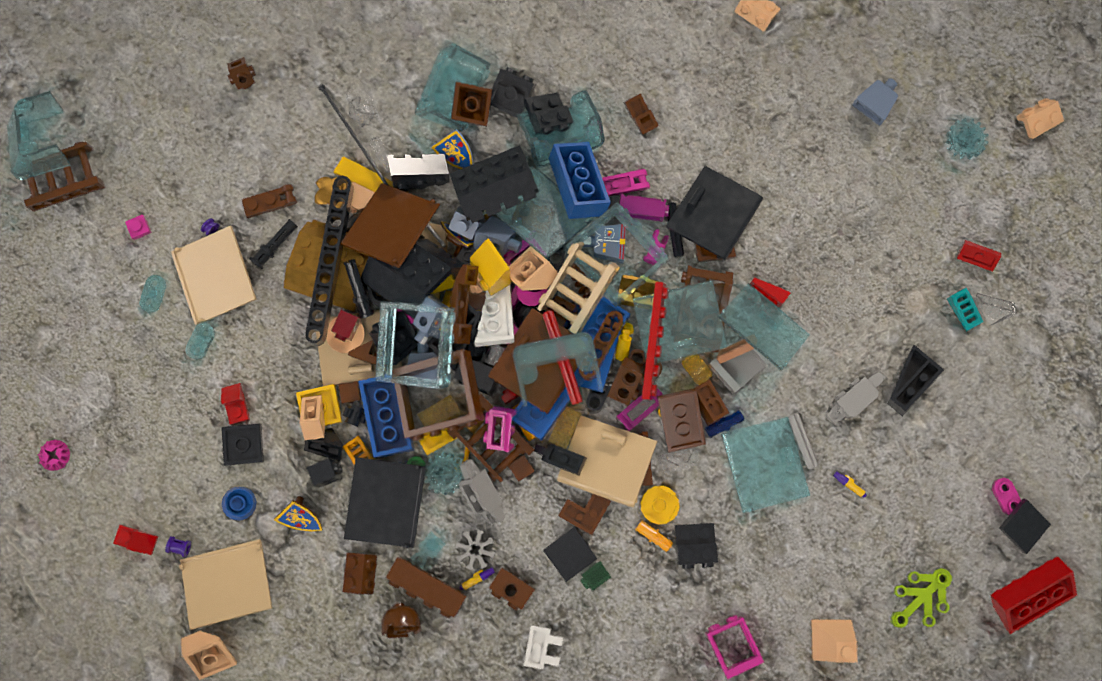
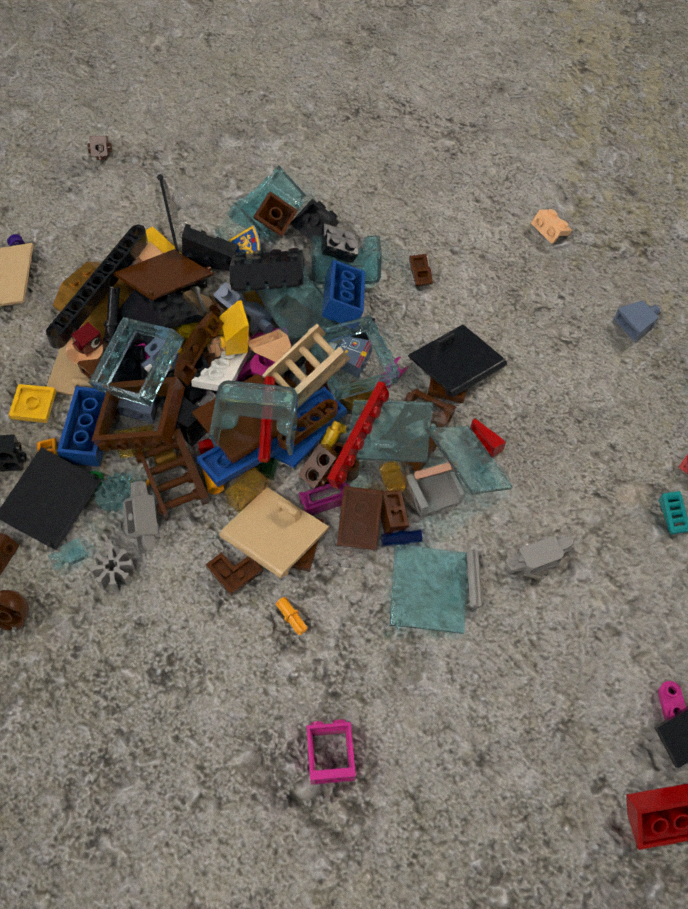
camera: 15 degrees right, 20 degrees down
(268, 252) = (54, 273): black pin -> none
(269, 201) = (75, 240): reddish brown plate -> none
(312, 418) = (19, 405): light nougat slope -> none
(328, 447) = (24, 433): black slope -> none
(350, 392) = (63, 401): reddish brown tile -> none
(354, 415) = (58, 417): black gear -> none
(427, 587) = (49, 585): reddish brown brick -> none
(431, 444) = (123, 462): yellow plate -> none
(477, 577) = (106, 596): piece -> none
(506, 578) = (125, 606): reddish brown brick -> none
(507, 428) = (173, 470): dark pink window -> none
(521, 468) = (190, 514): reddish brown tile -> none
(538, 645) = (129, 683): white plate -> none
(561, 458) = (231, 513): black hinge -> none
(570, 554) = (202, 606): black tile -> none
(595, 576) = (217, 633): clear green brick -> none
(599, 396) = (288, 473): black piece -> none
(624, 182) = (386, 314): dark pink plate -> none
(645, 208) = (397, 338): magenta window -> none
(659, 505) = (309, 591): yellow tile -> none
(676, 239) = (415, 369): black axle -> none
(695, 545) = (330, 640): black plate -> none
(833, 641) = (439, 786): light nougat slope -> none
(849, 483) = (508, 633): piece -> none
(914, 380) = (603, 557): black wedge -> none
(924, 595) = (552, 772): lime plant -> none

